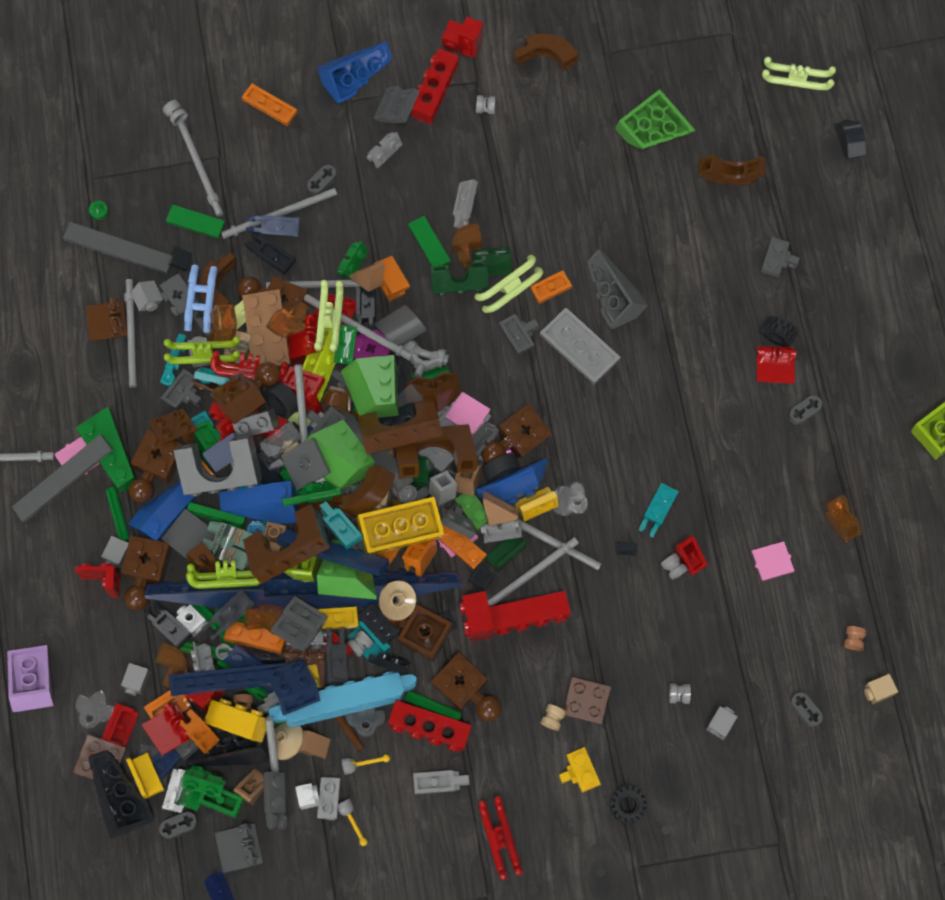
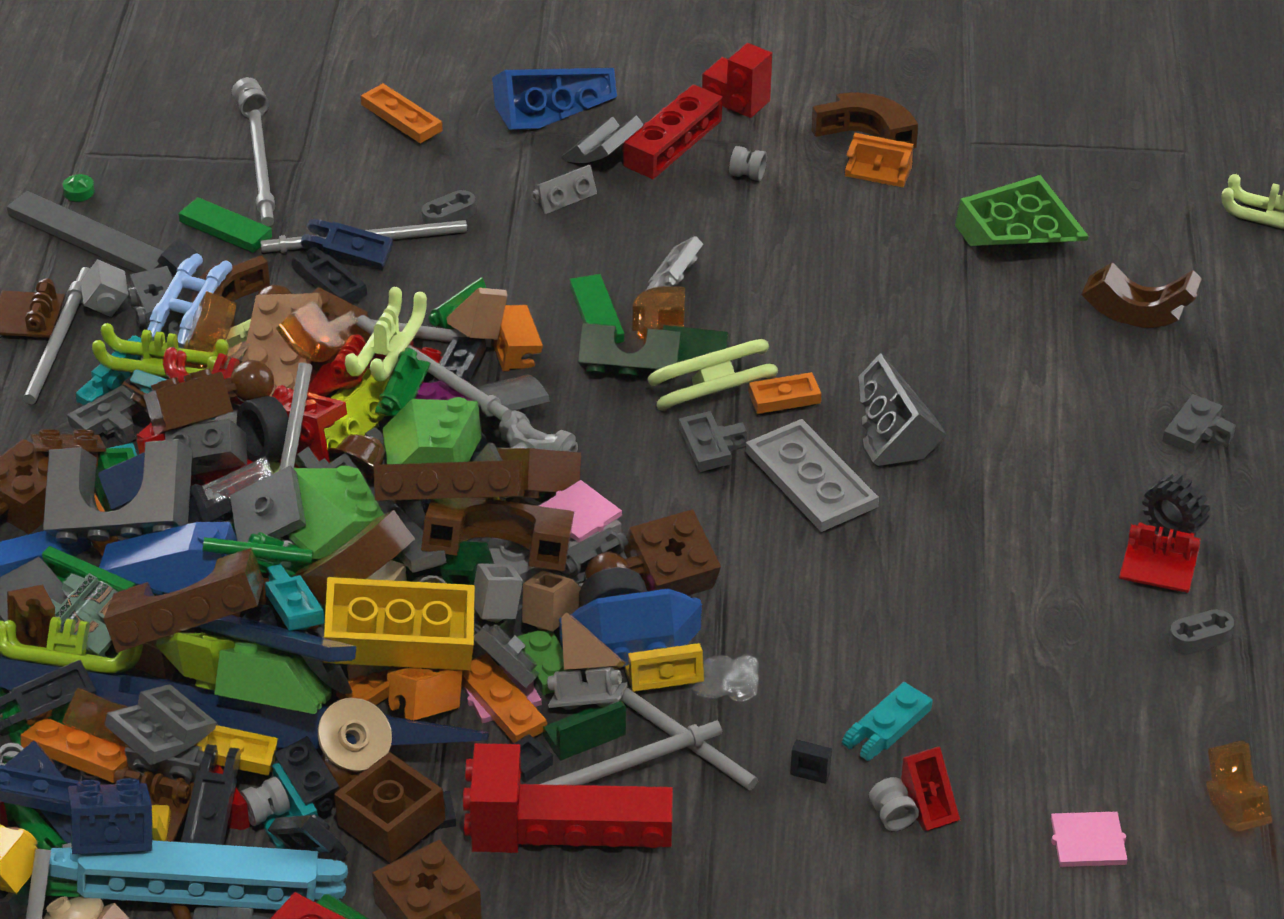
camera: 15 degrees right, 30 degrees down
(560, 84) = (879, 160): none -> orange hinge

